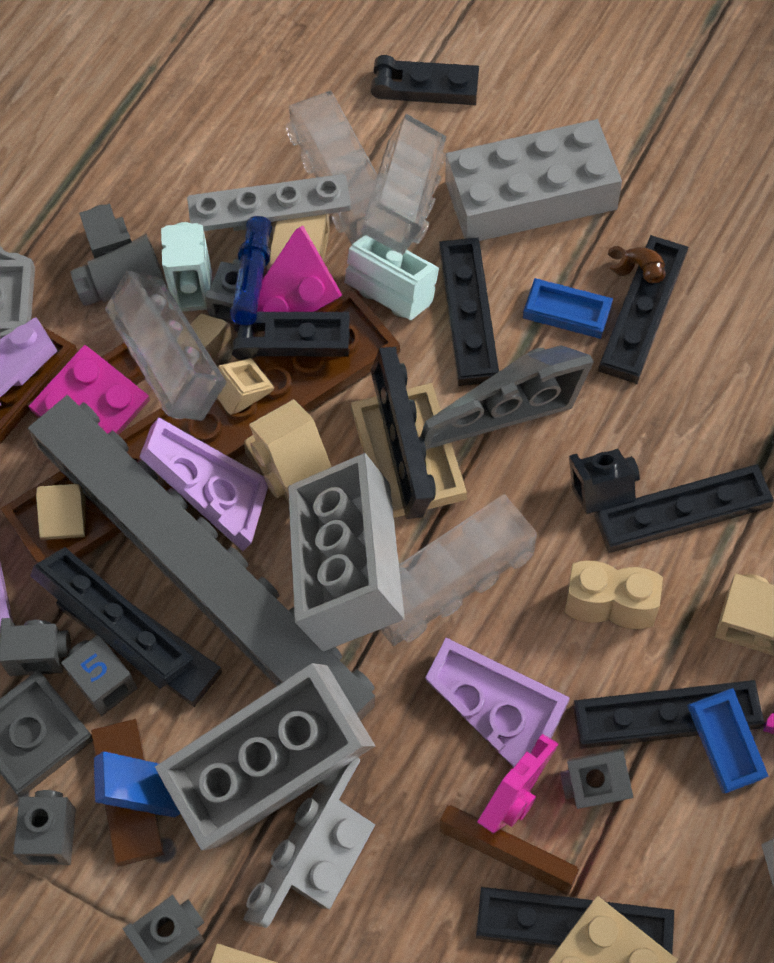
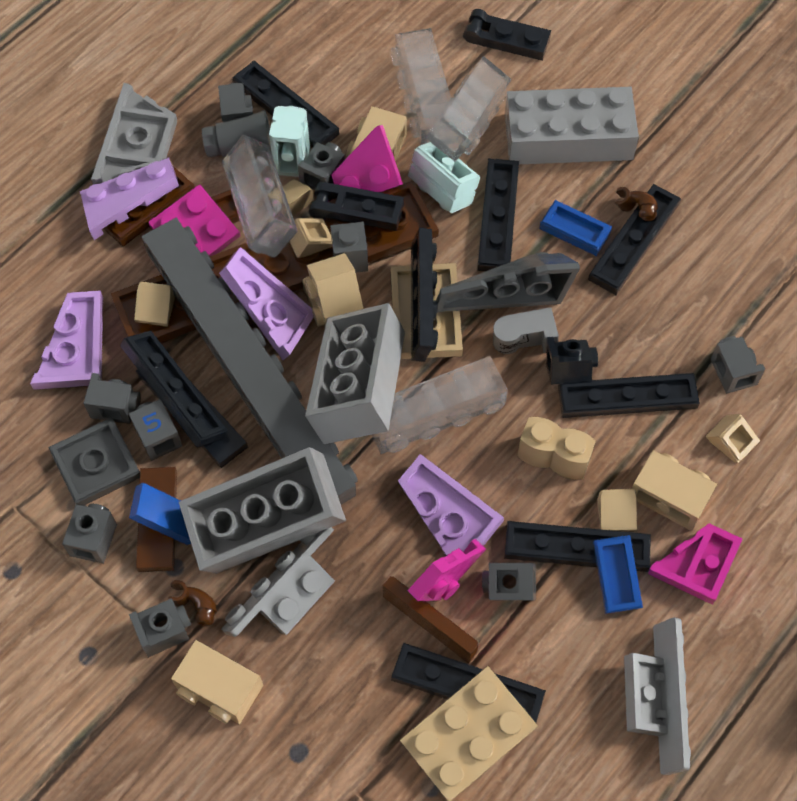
camera: 10 degrees right, 0 degrees up
(153, 211) = (271, 93): none -> black tile
(213, 890) = (202, 601): none -> reddish brown arm
(253, 258) = (341, 142): clear blue pin -> none
(271, 201) = (354, 105): light grey bracket -> none
(296, 381) = (351, 240): none -> dark grey brick
(537, 452) = (524, 330): none -> light grey leg
(707, 658) = (617, 510): none -> tan slope

